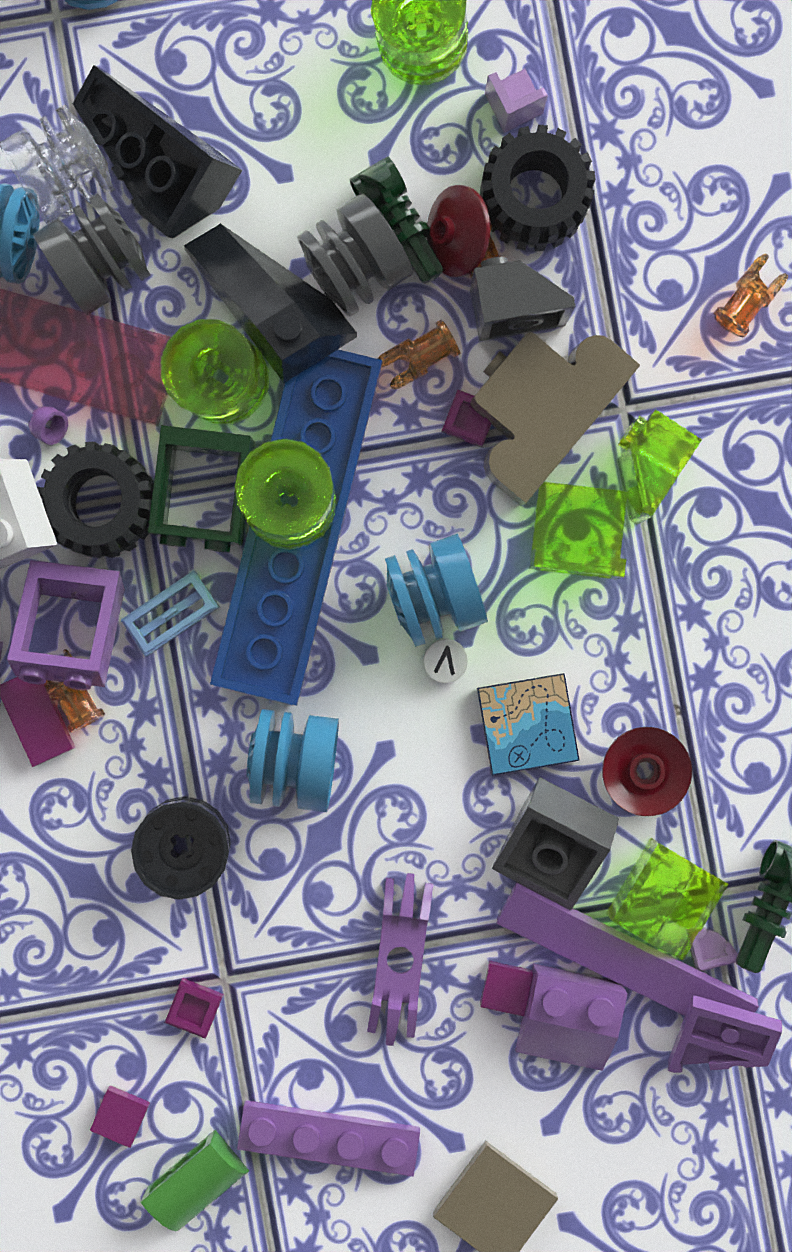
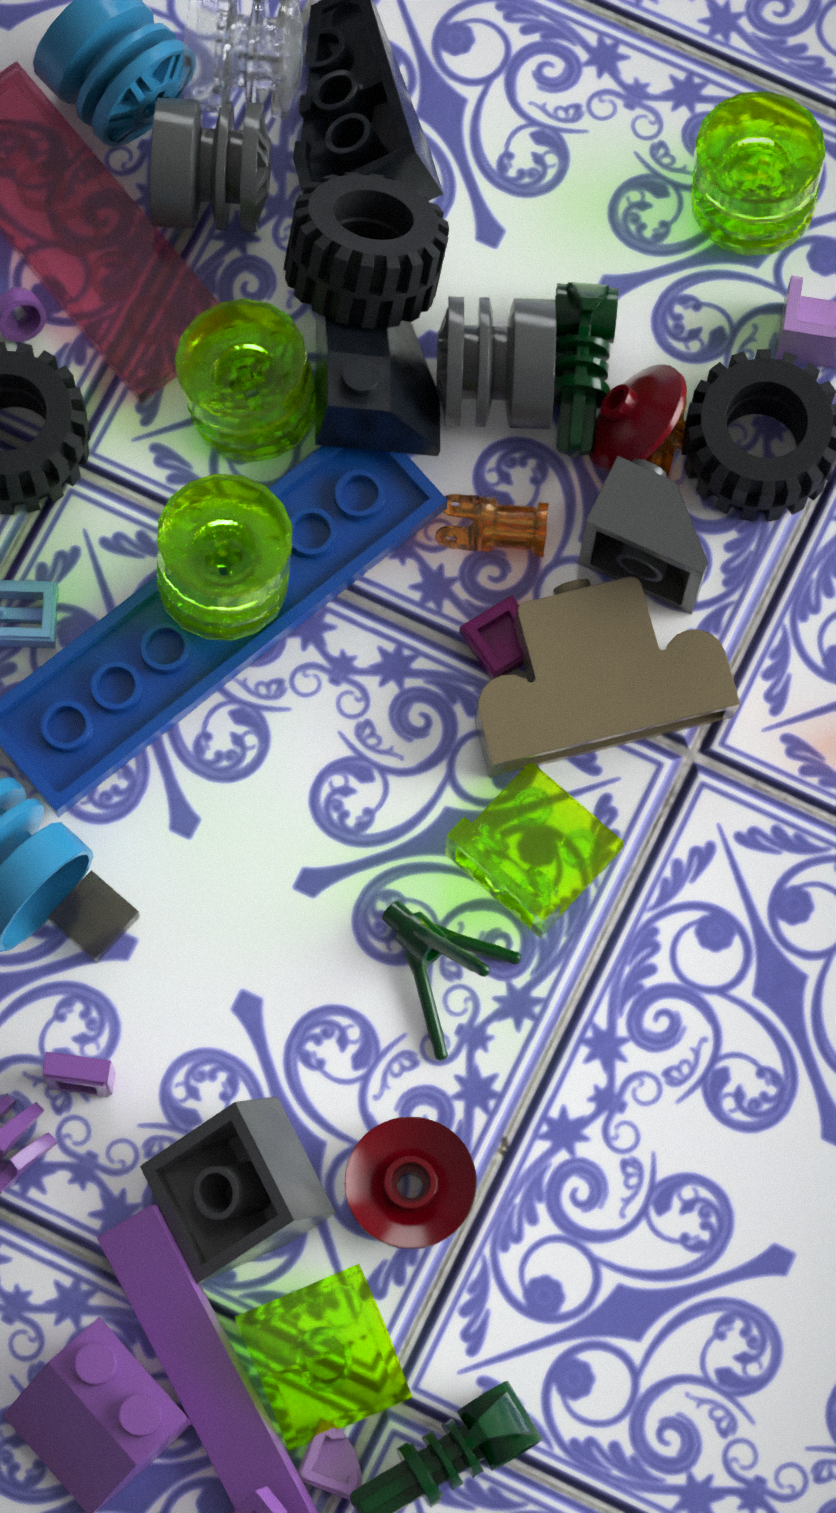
camera: 30 degrees right, 15 degrees down
(196, 441) = (138, 424): dark green window -> none
(228, 242) = (365, 250): none -> black tyre
(359, 746) = (93, 916): none -> clear smoke tile
(420, 843) = (78, 1074): none -> medium lavender tile
(436, 590) = (314, 787): dark azure wheel -> none
(445, 660) = (268, 889): white tile -> none
(506, 988) = (46, 1323): magenta tile -> none
(528, 724) = (310, 1031): tile -> none
(556, 627) = (424, 945): none -> dark green plant
(652, 461) = (679, 821): clear neon green slope -> none

